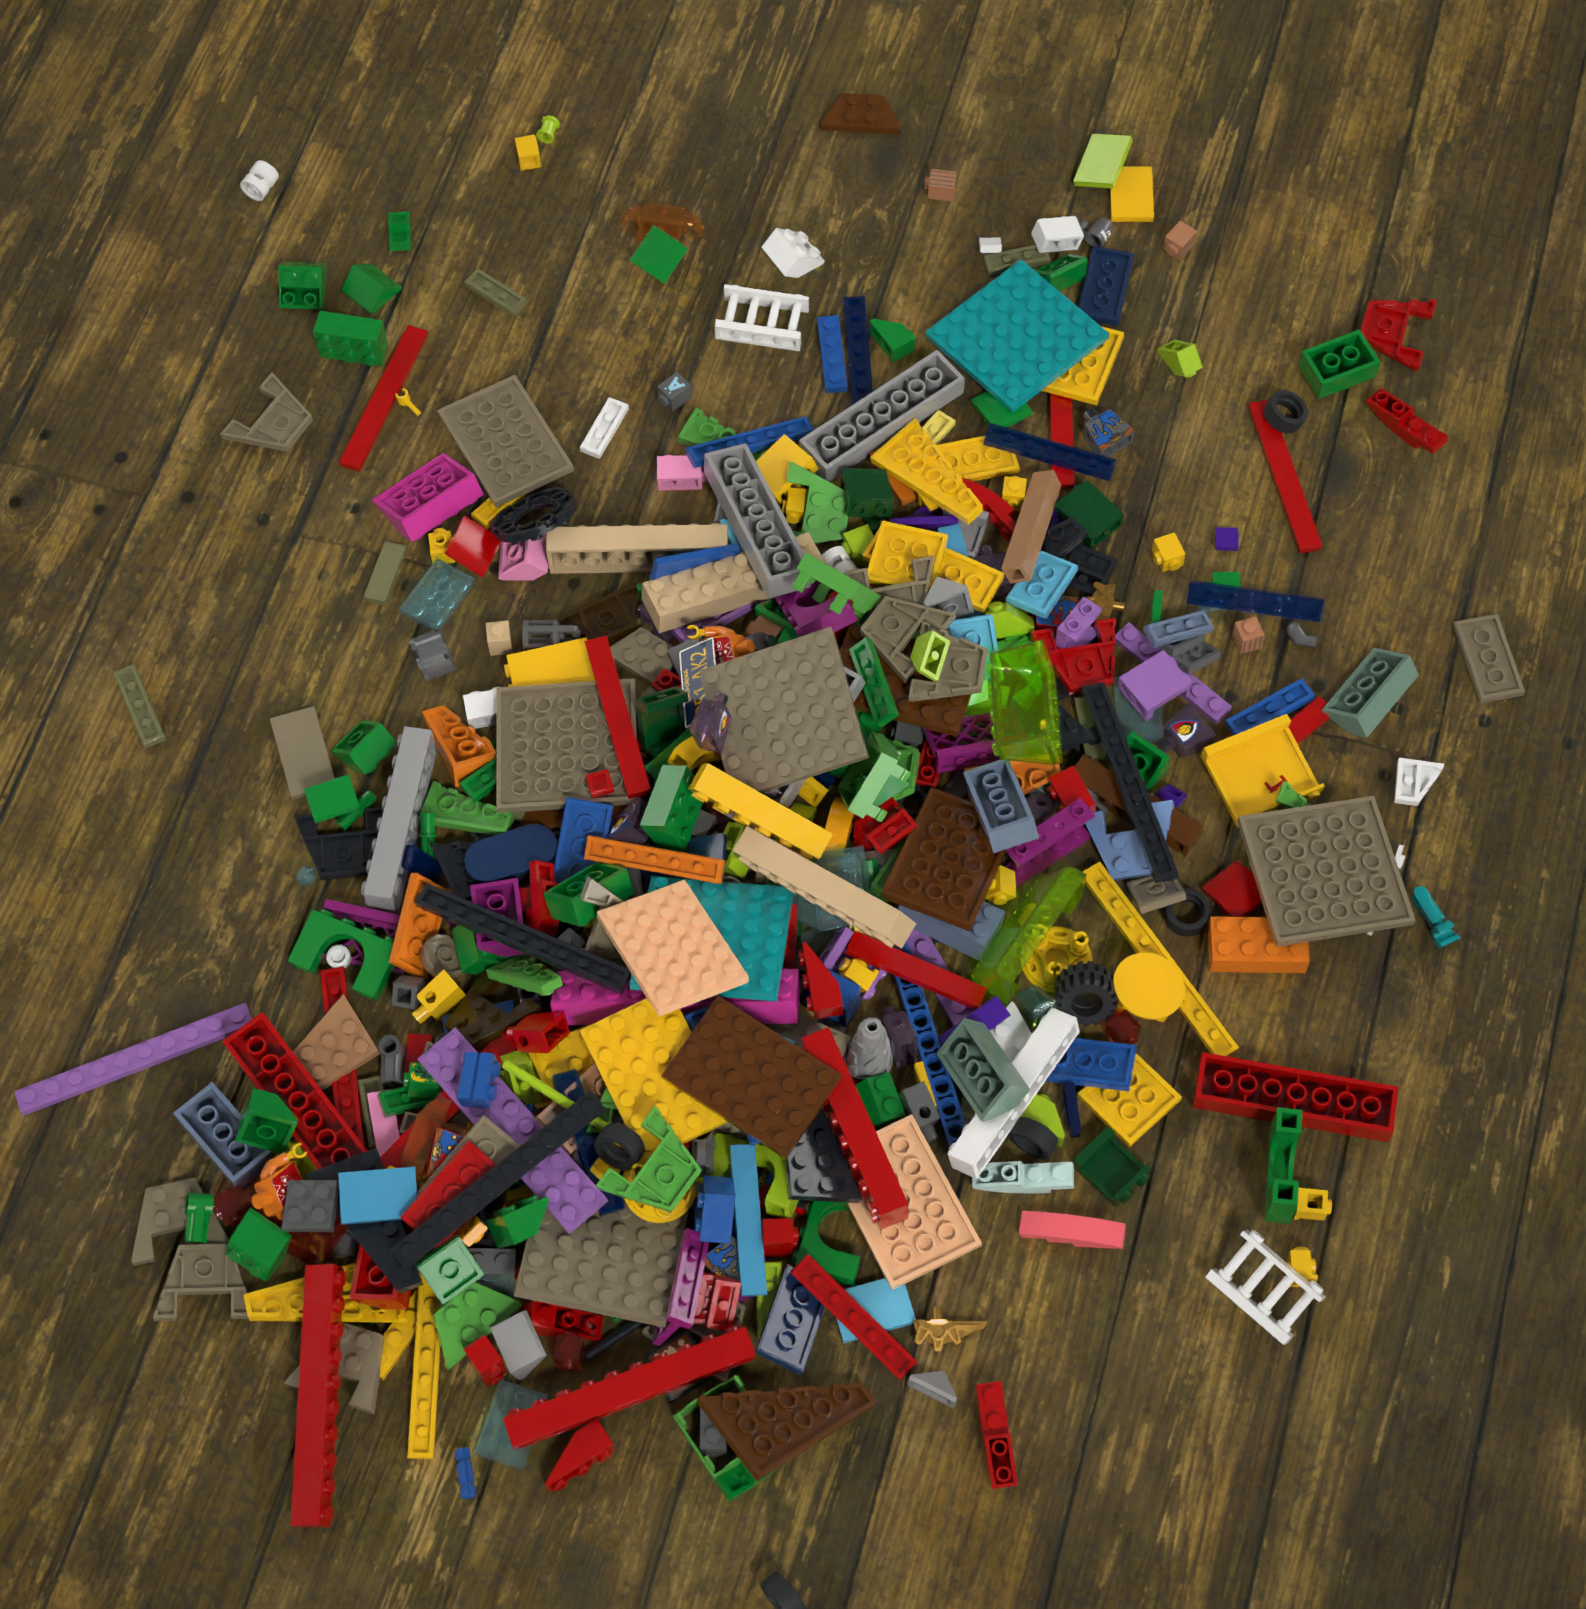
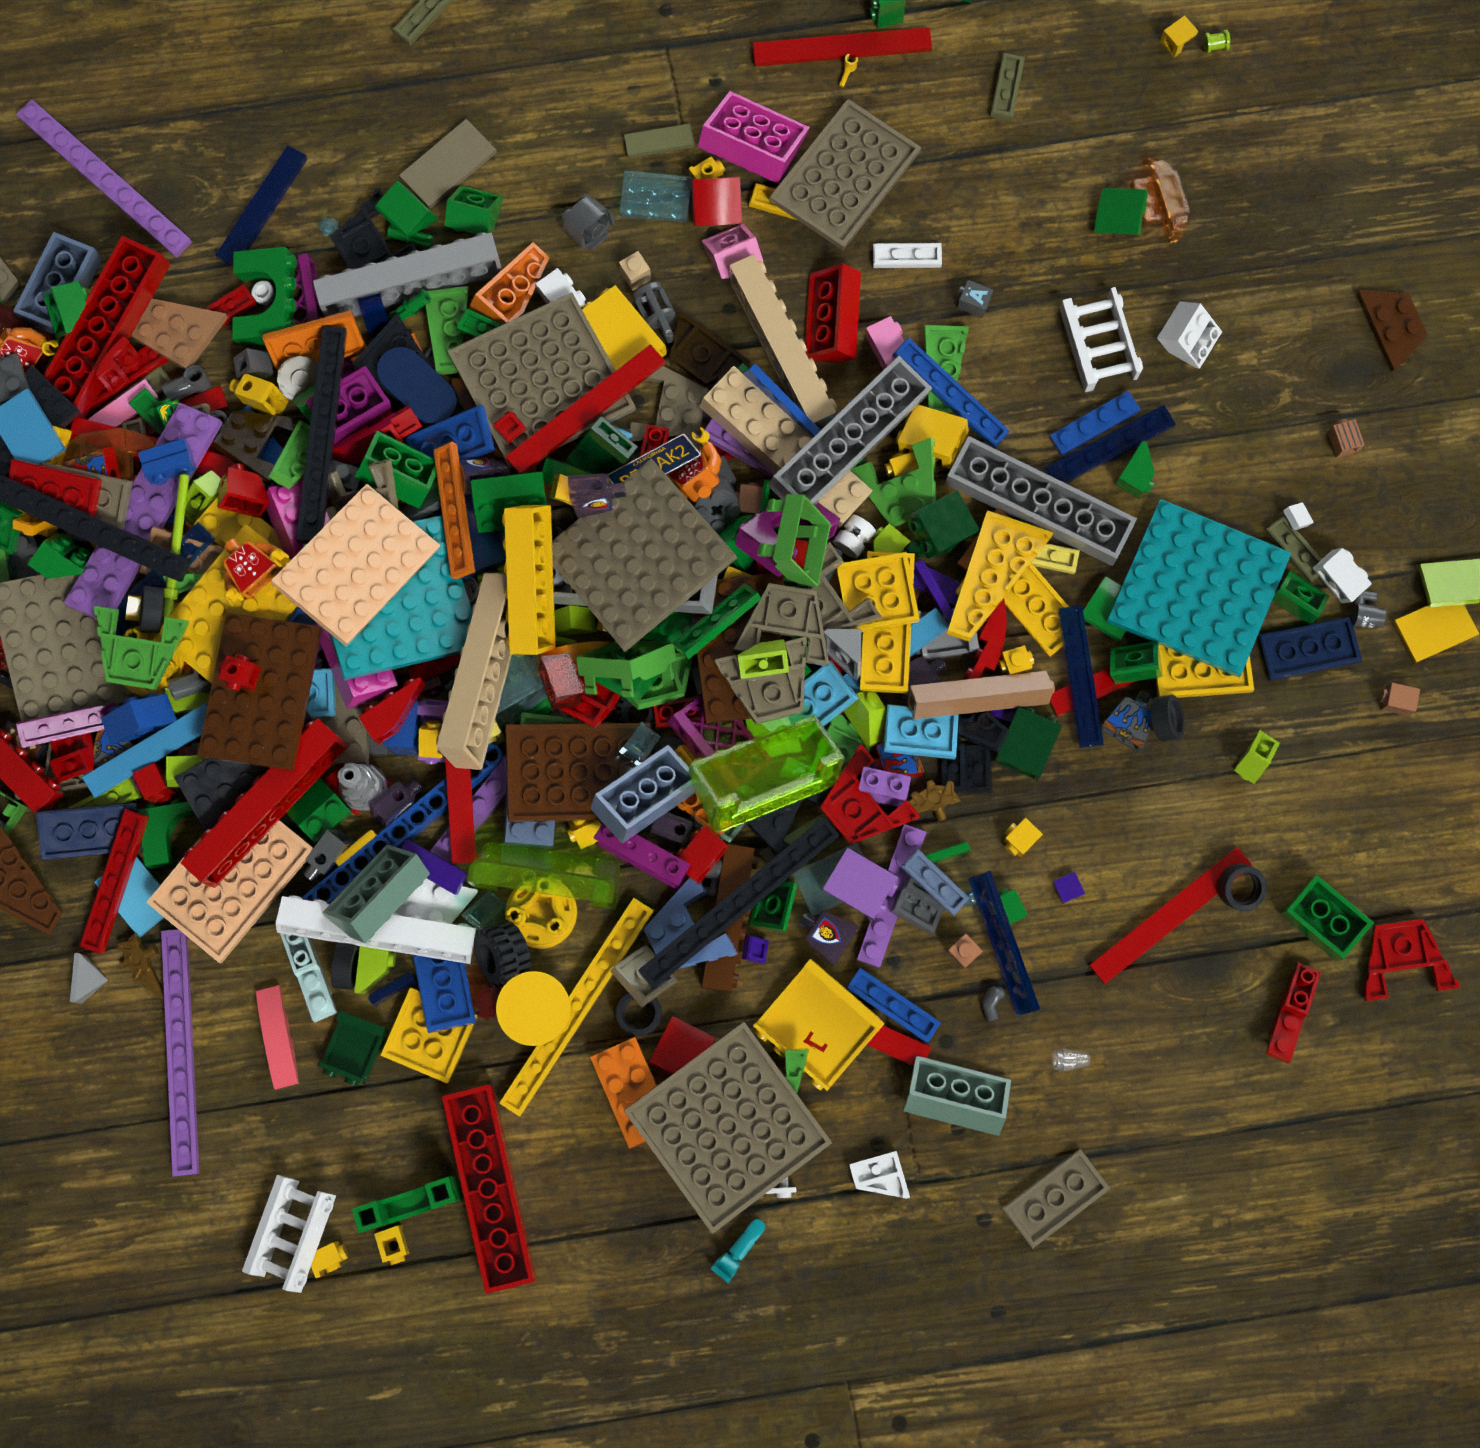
camera: 65 degrees right, 15 degrees up
(250, 928) = (262, 204): none -> clear blue tile
(346, 1102) = (116, 364): none -> red slope
(505, 521) = (795, 233): black plate -> none
(625, 500) = (833, 314): none -> red slope
(630, 1032) = (249, 568): none -> torso
(731, 1075) = (239, 673): none -> red brick
(862, 832) = (561, 680): none -> clear red brick
(951, 799) = (640, 744): none -> clear light blue slope
(996, 1435) = (59, 1051): red slope -> none
(1047, 1325) = (180, 1053): none -> medium lavender plate
(1059, 403) = (1135, 662): none -> green slope
(1118, 402) = (1167, 718): none -> black tyre
(1375, 598) = (1069, 1059): none -> clear cone

